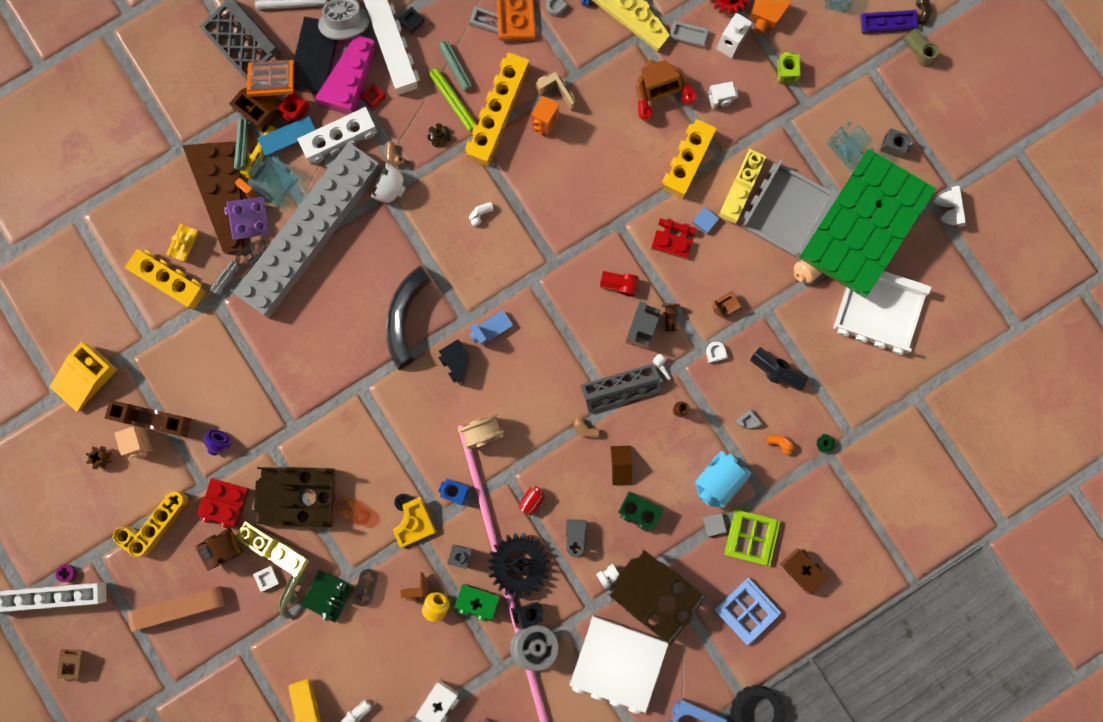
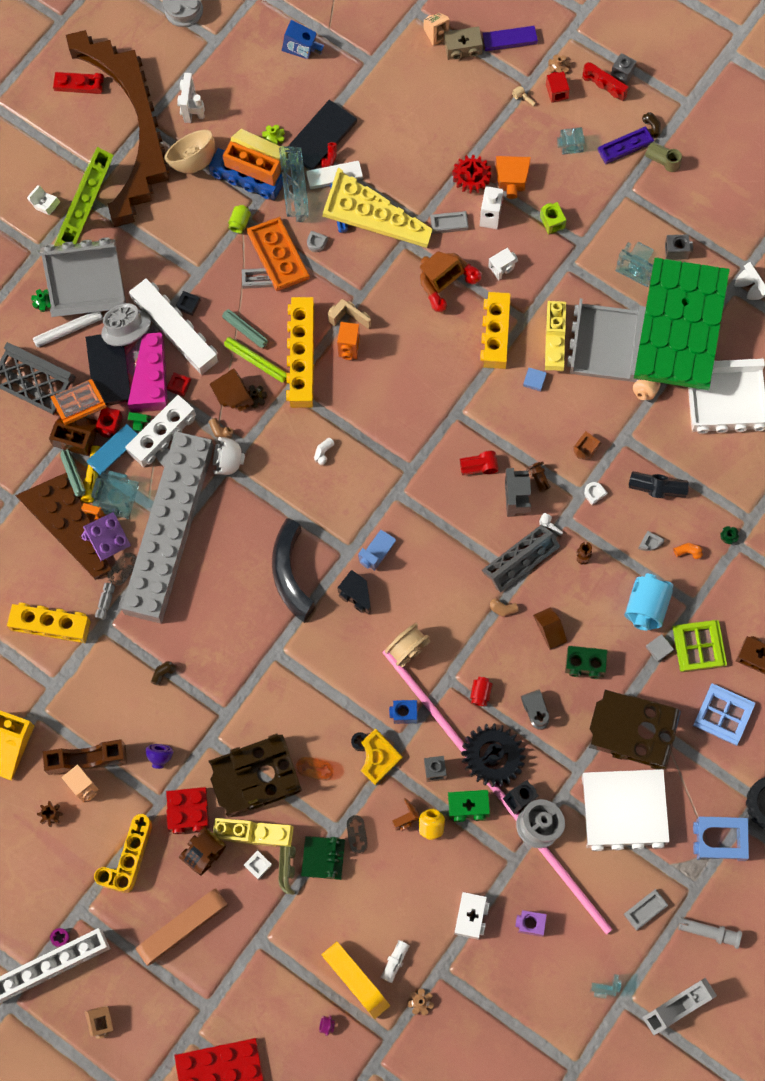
camera: 20 degrees left, 10 degrees down
(182, 242) = (52, 583): yellow hips -> none
(251, 363) = (166, 667): none -> dark brown arm
(322, 116) = (138, 420): none -> green tile
(417, 122) = (232, 391): none -> reddish brown piece
(612, 573) = (581, 733): white wheel -> none
(672, 244) = (514, 411): red plate -> none

